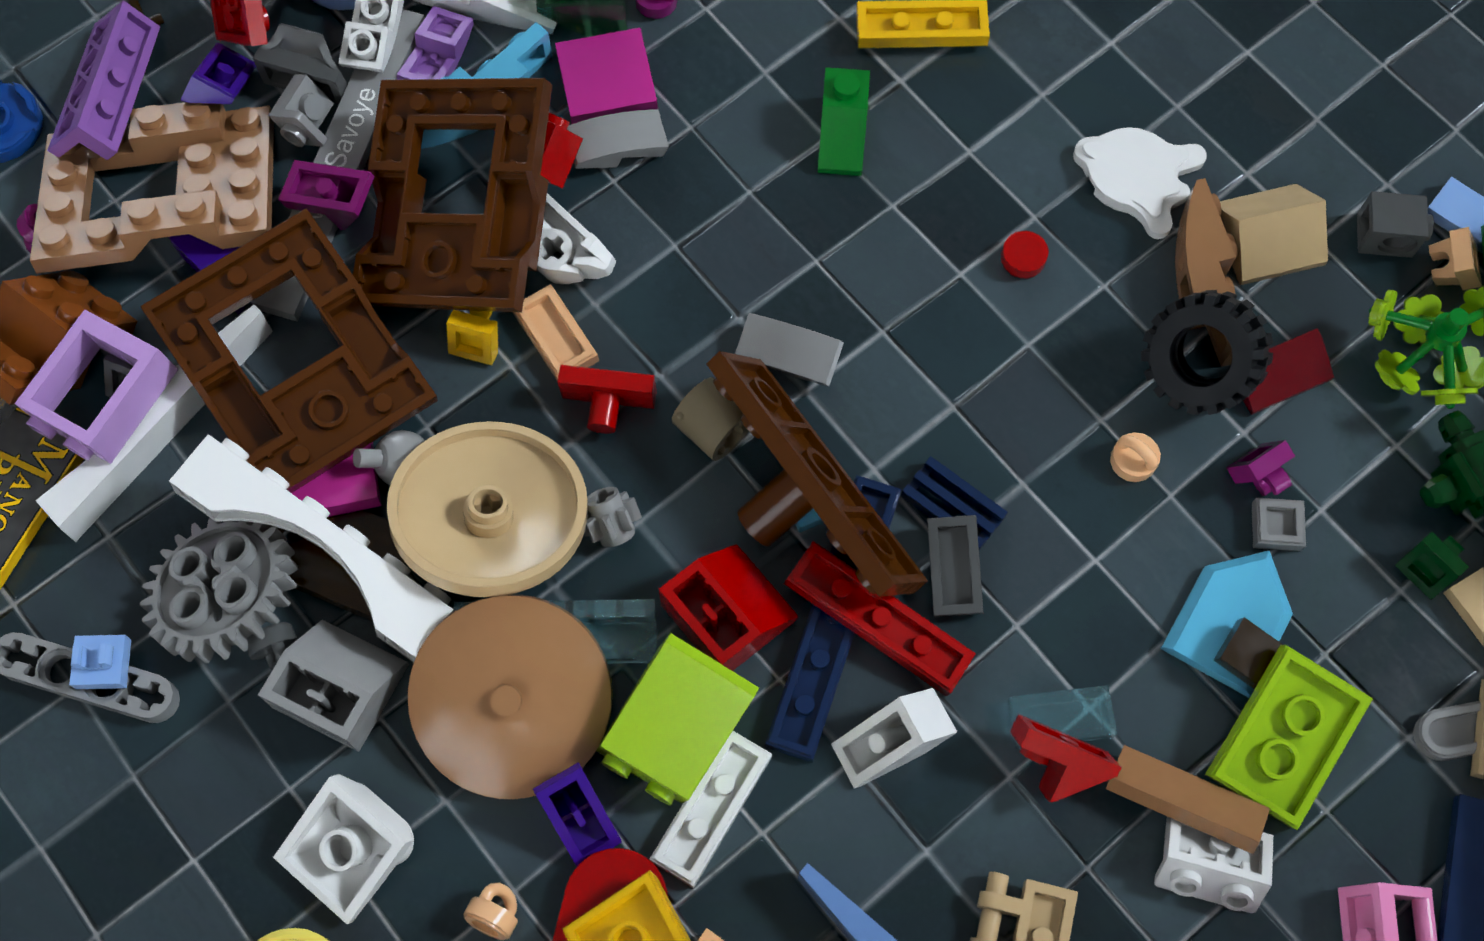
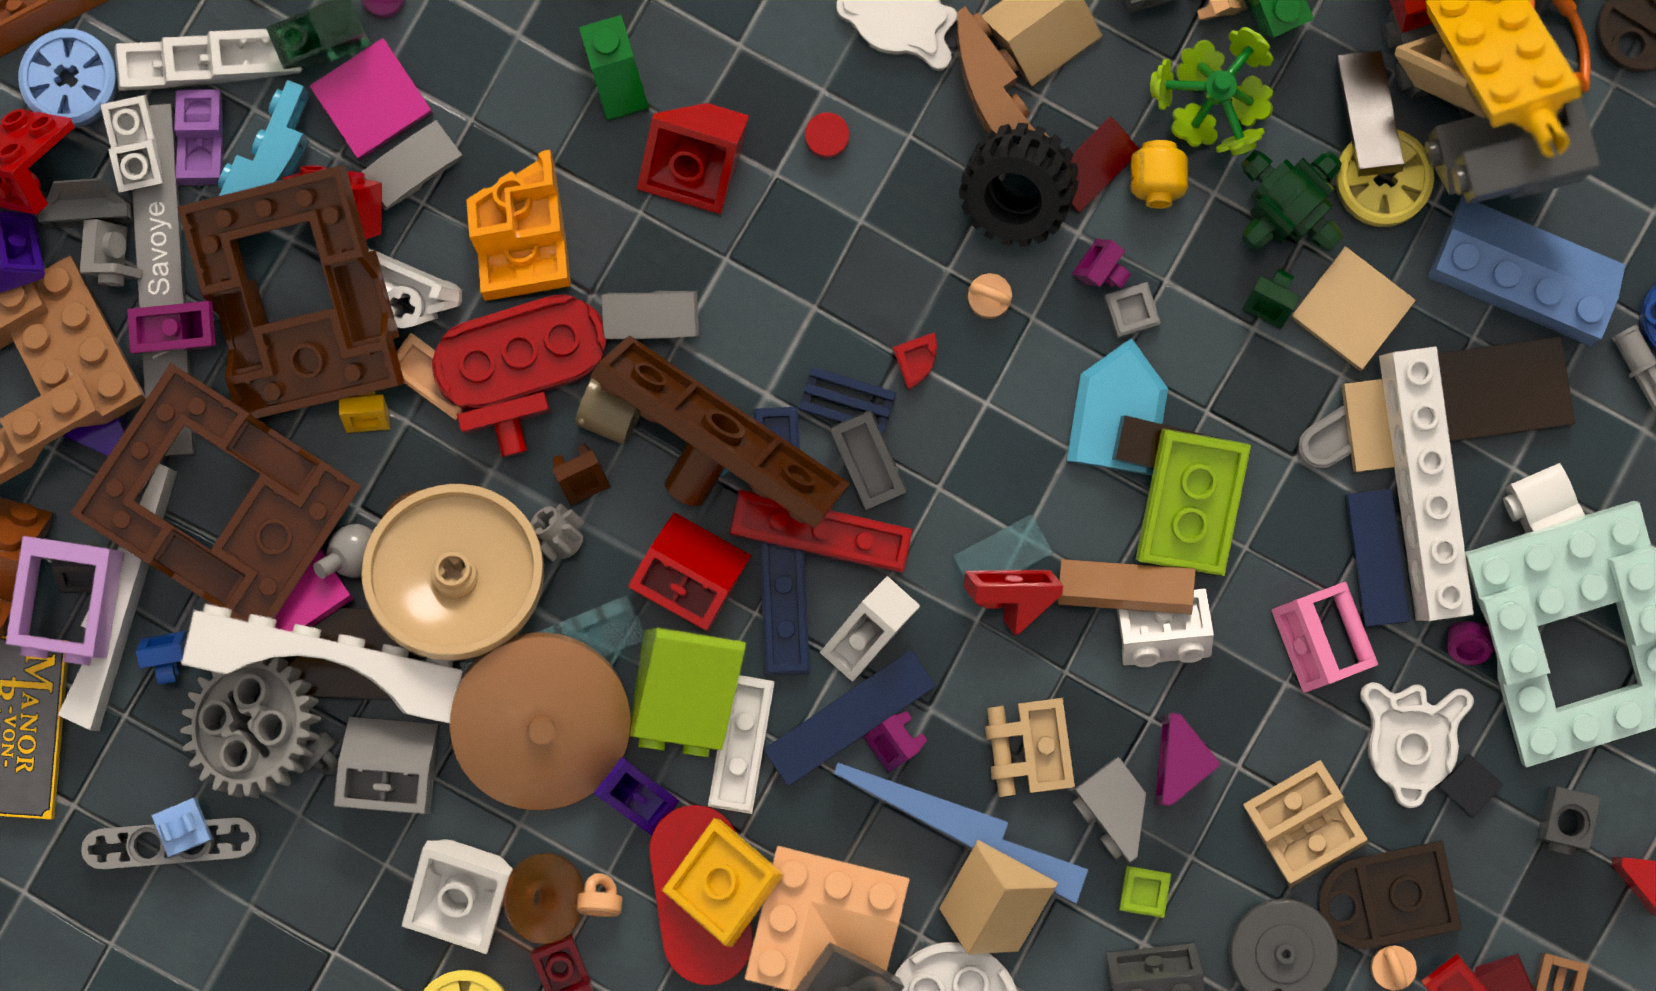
camera: 20 degrees left, 15 degrees up
(165, 500) = (162, 653): none -> blue tile
(456, 880) = (558, 888): none -> clear orange dish
(644, 335) = (519, 352): none -> red tile
(657, 474) = (580, 476): none -> reddish brown tile
(693, 234) = (520, 232): none -> light orange slope
(837, 824) = (849, 717): none -> dark blue tile
(875, 867) = (893, 743): none -> magenta tile
(888, 221) = (693, 154): none -> red slope
(1038, 490) = (916, 359): none -> red tile
(1350, 400) = (1159, 173): none -> yellow head

